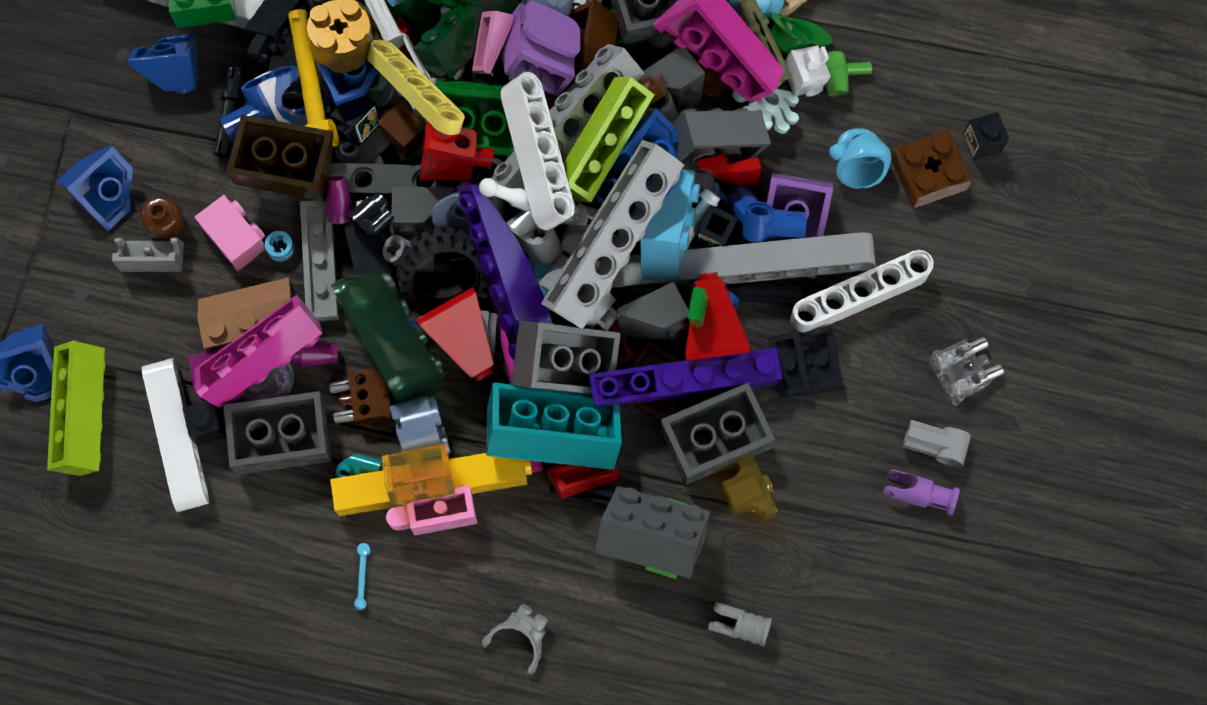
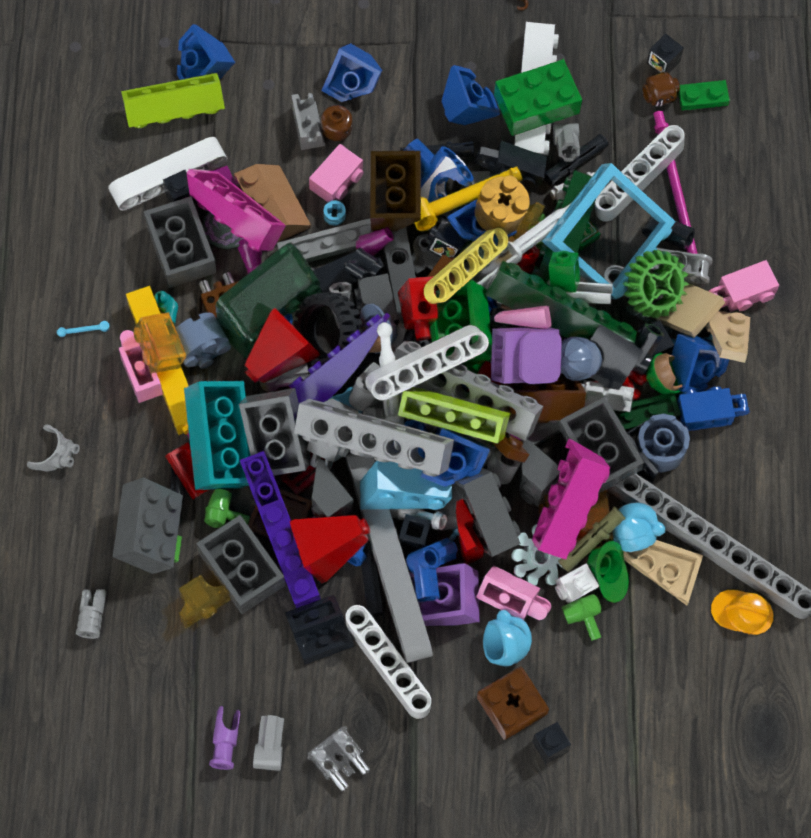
camera: 75 degrees right, 5 degrees down
(642, 450) = (218, 509): none -> bright green piece
(697, 307) = (330, 516): green tile -> none
(809, 140) = (513, 595): none -> bright pink brick

